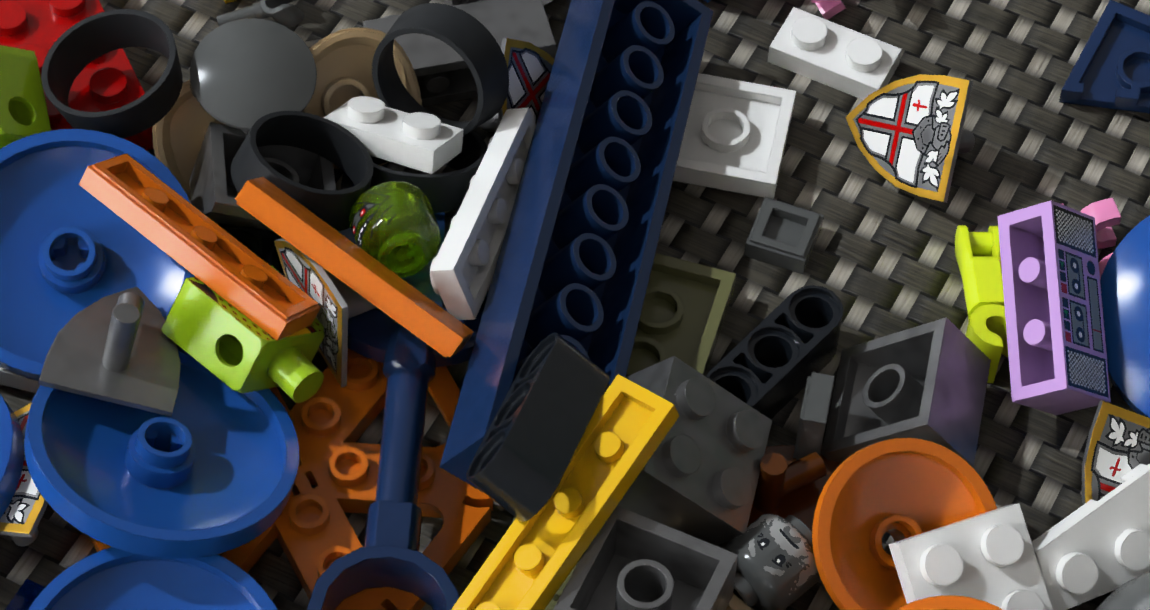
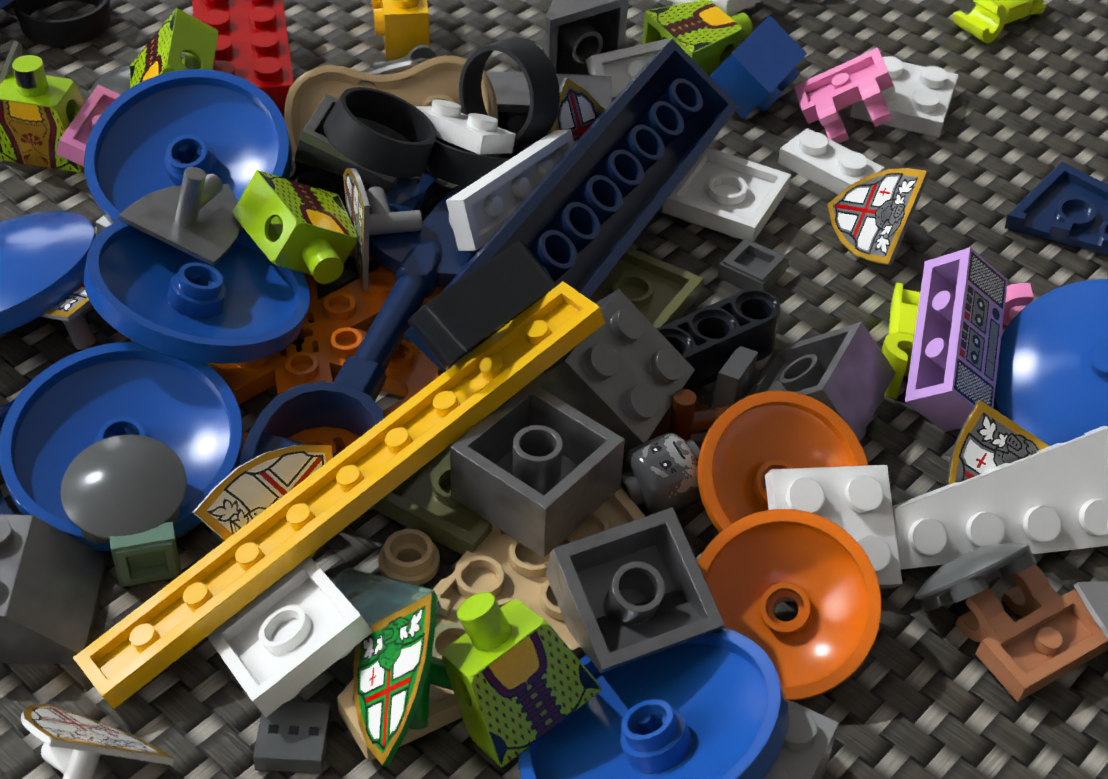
camera: 15 degrees right, 10 degrees down
(101, 35) = (263, 32): black tyre -> none
(200, 246) = (280, 156): orange tile -> none
(251, 71) = (370, 62): dark grey dish -> none
(353, 266) = (389, 188): orange tile -> none
(396, 226) = (432, 176): clear neon green head -> none

